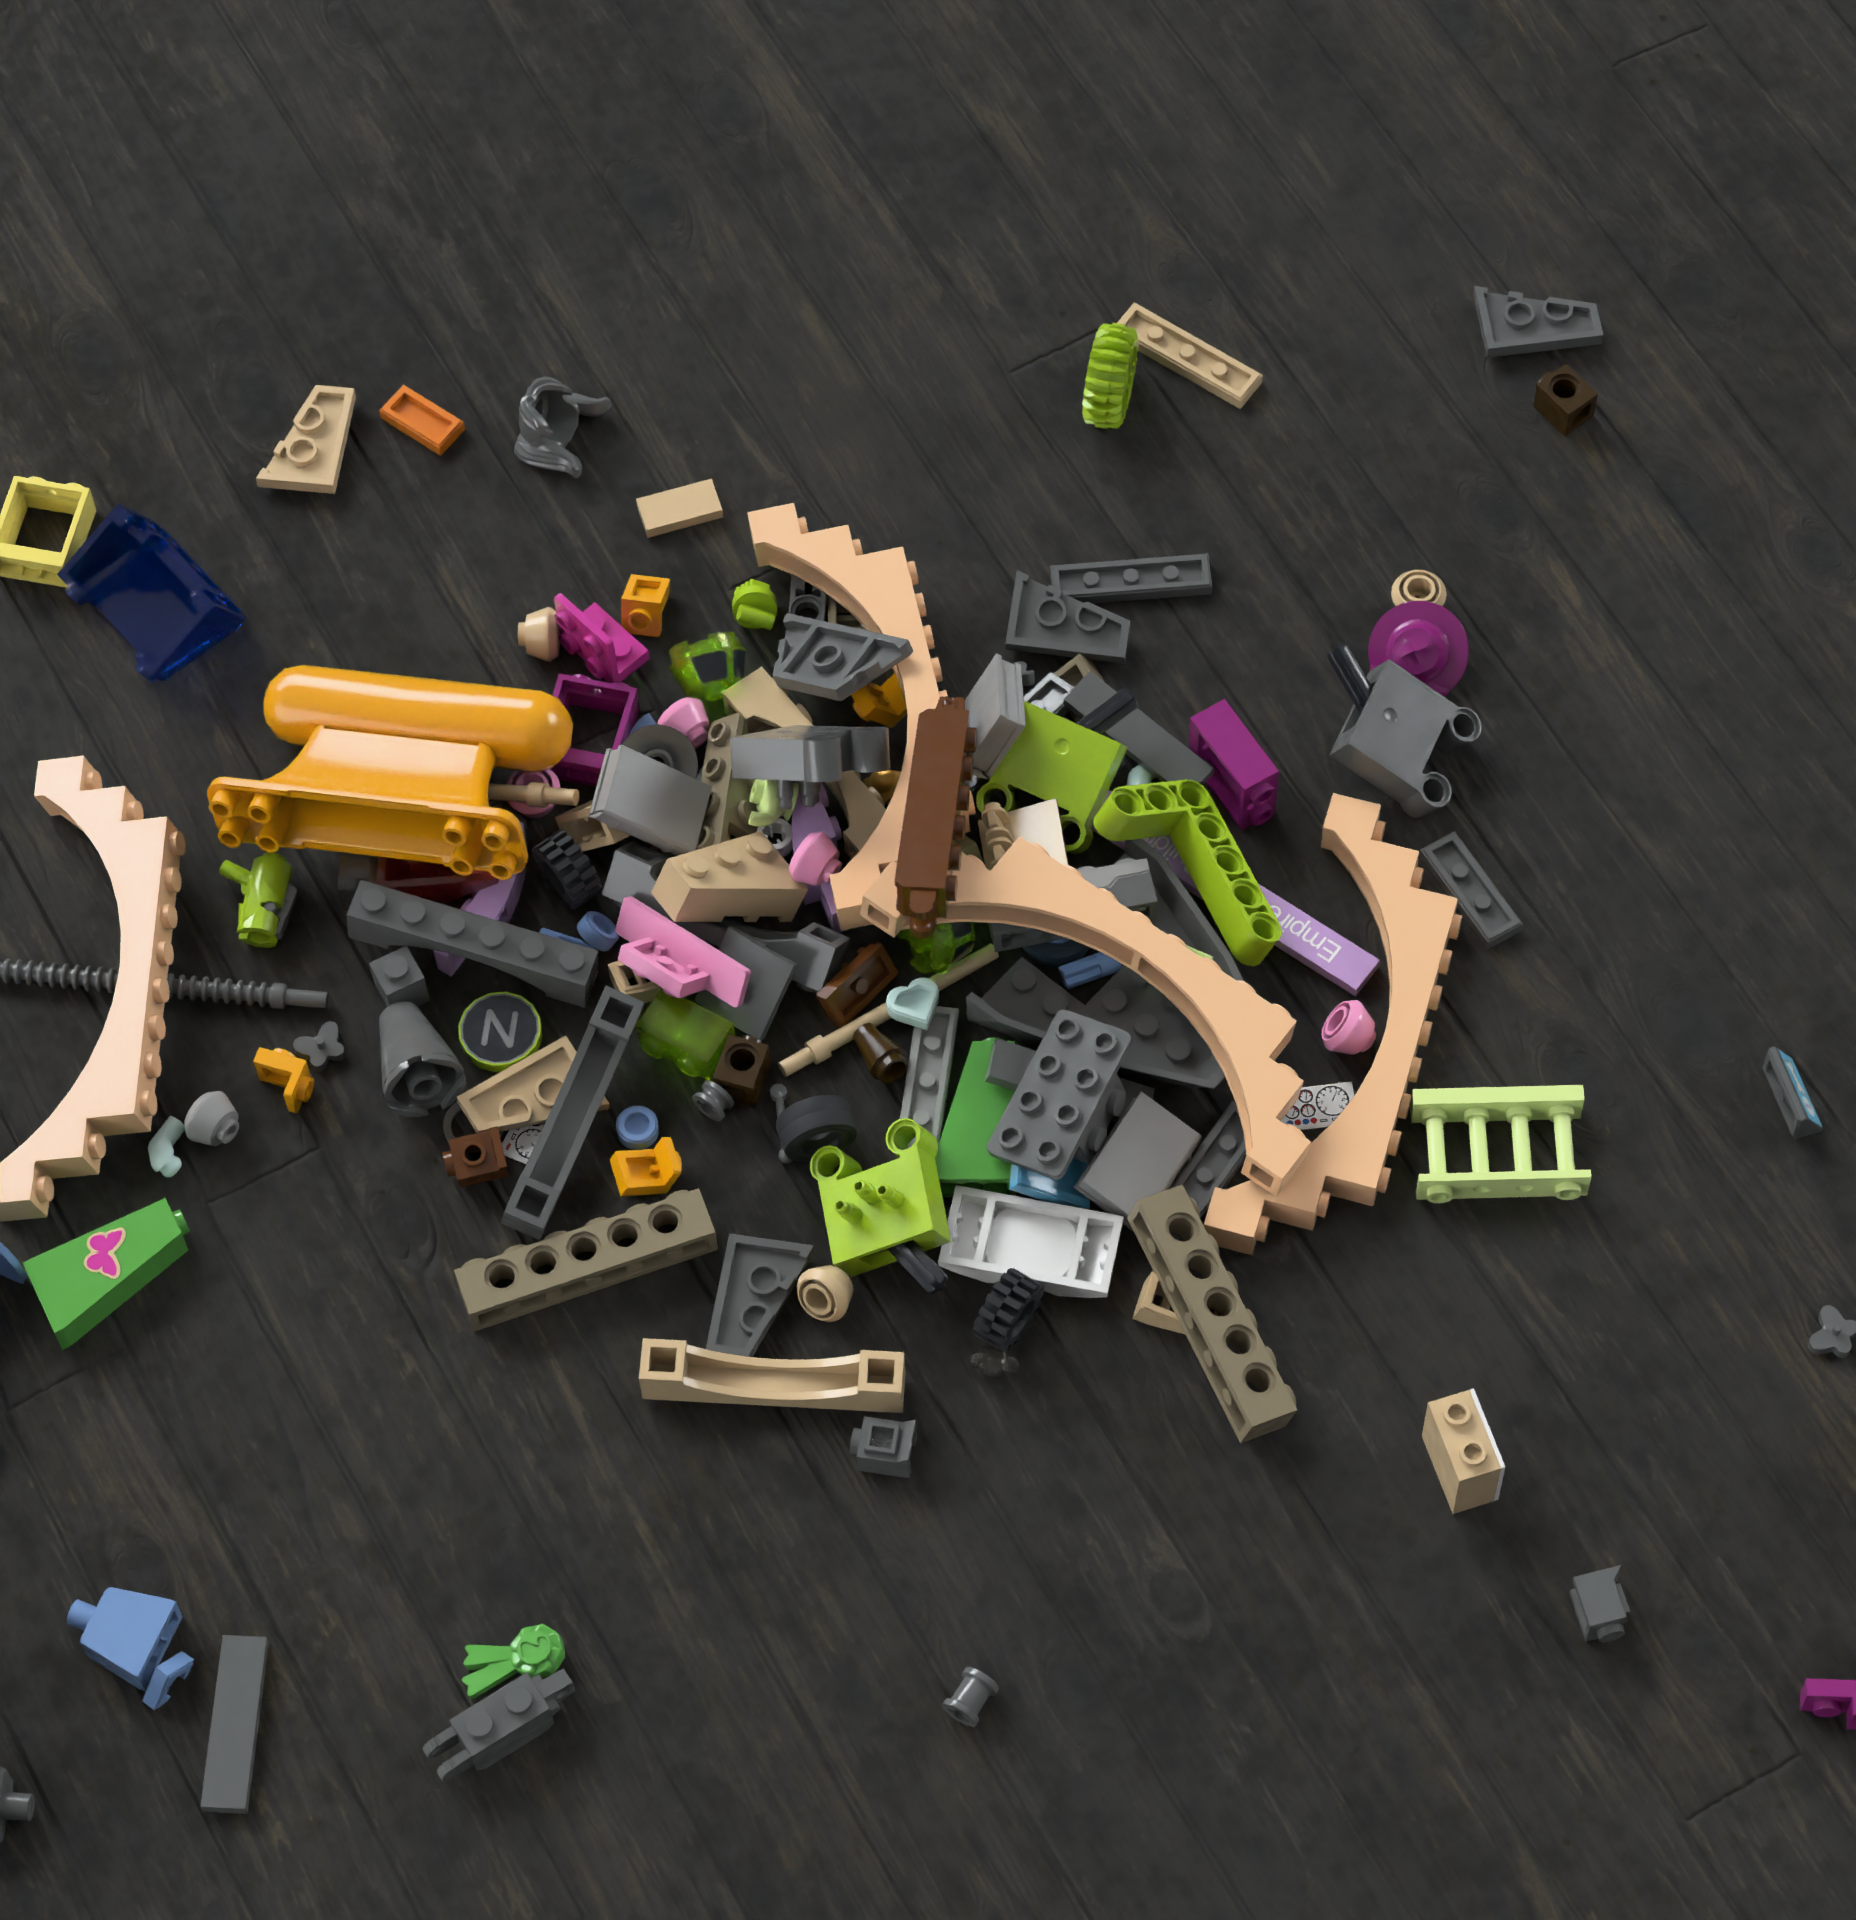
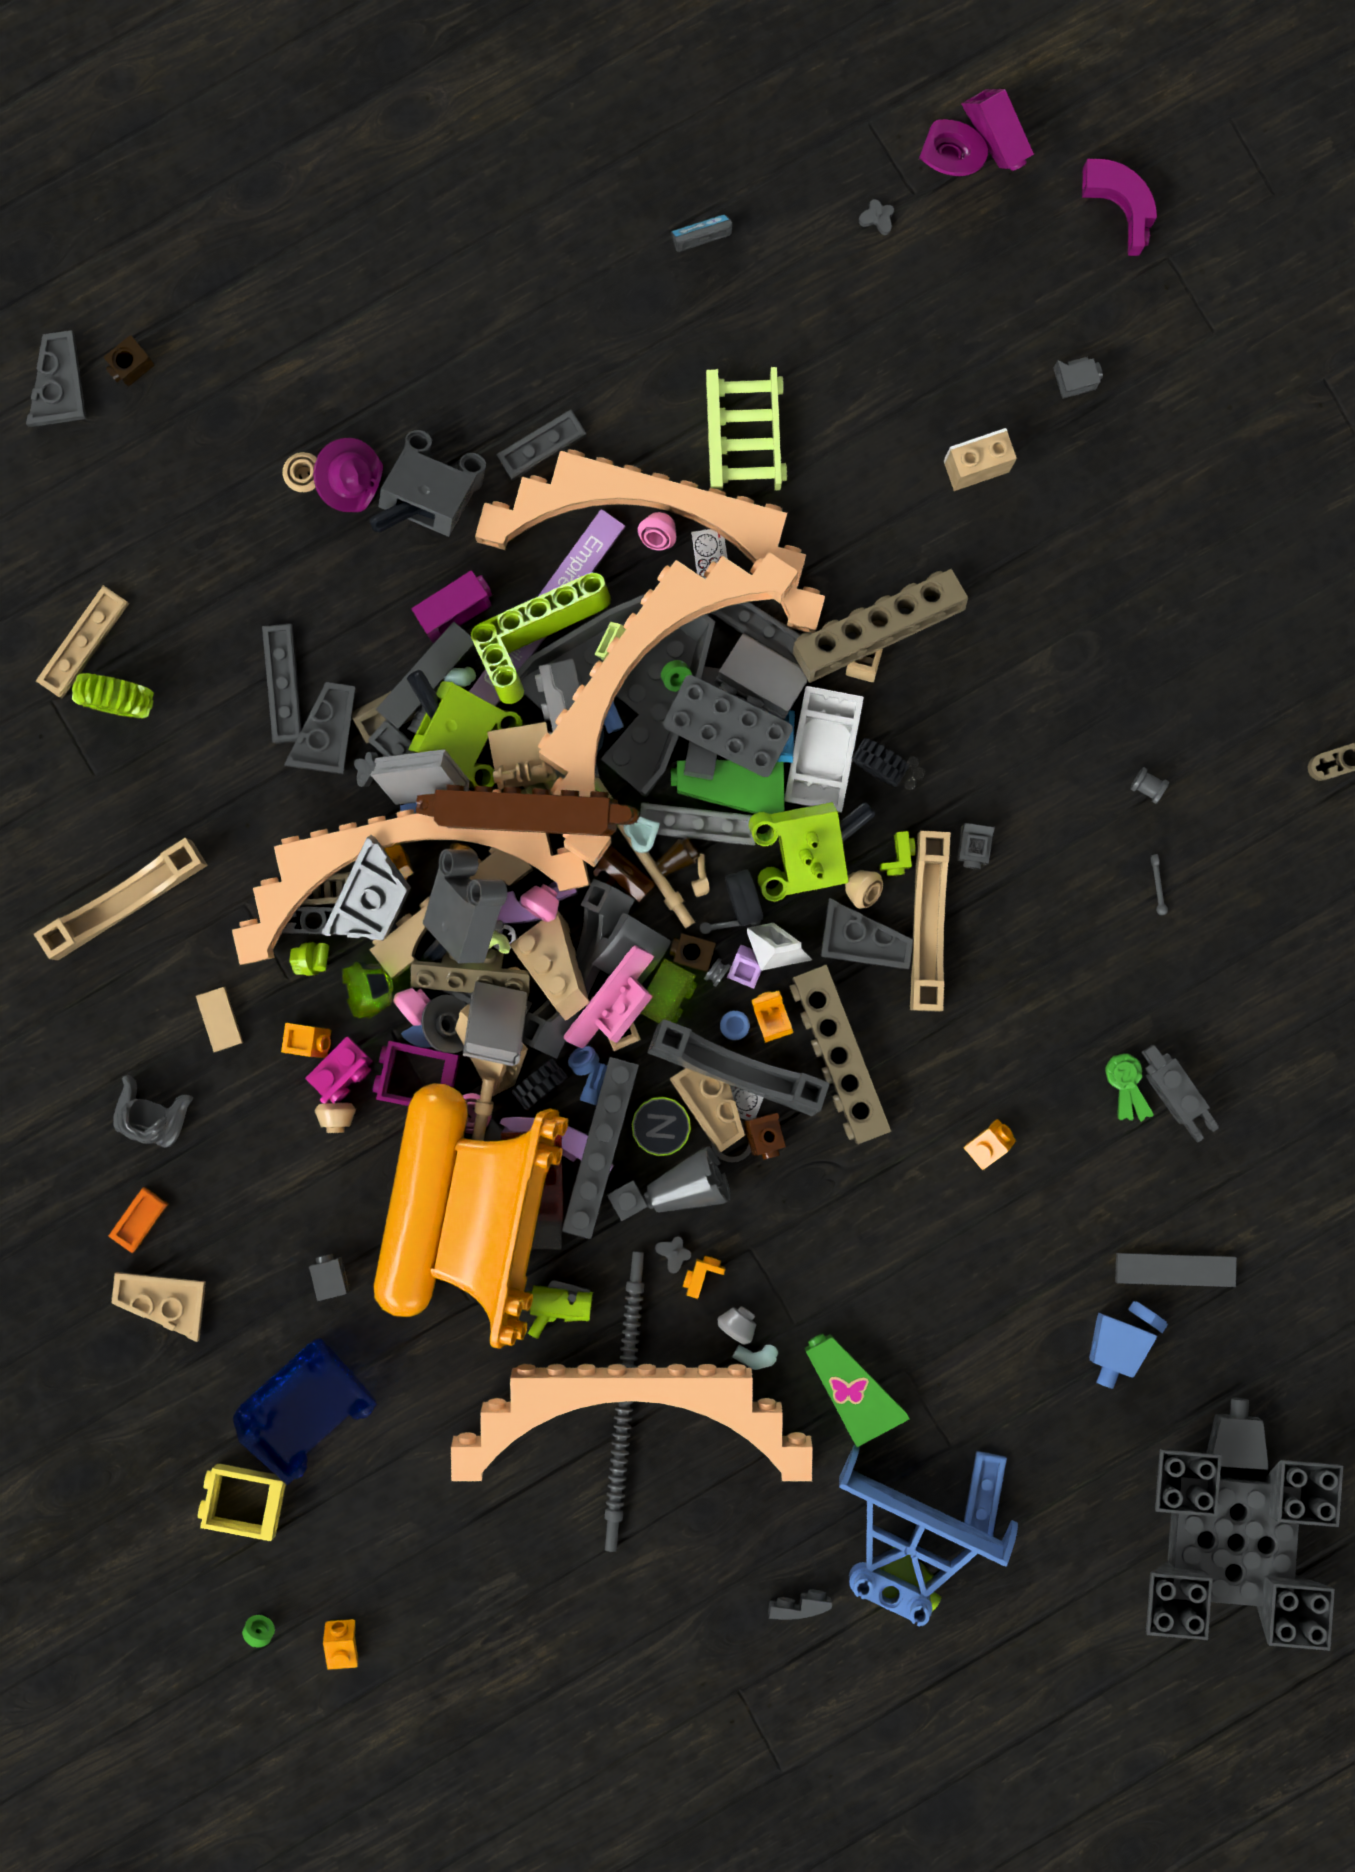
camera: 95 degrees left, 25 degrees up
(325, 628) = (329, 1277): none -> dark grey brick
(444, 1463) = (990, 1144): none -> light orange bracket
(722, 1144) = (745, 967): none -> lavender slope
(744, 1176) = (775, 947): none -> white slope
(782, 1717) = (1161, 909): none -> dark grey hinge
(837, 1084) = (701, 886): none -> tan hand
(876, 440) = (102, 913): none -> tan arch
(876, 1340) = (904, 850): none -> lime bracket
(1143, 1036) = (674, 674): none -> bright green tile

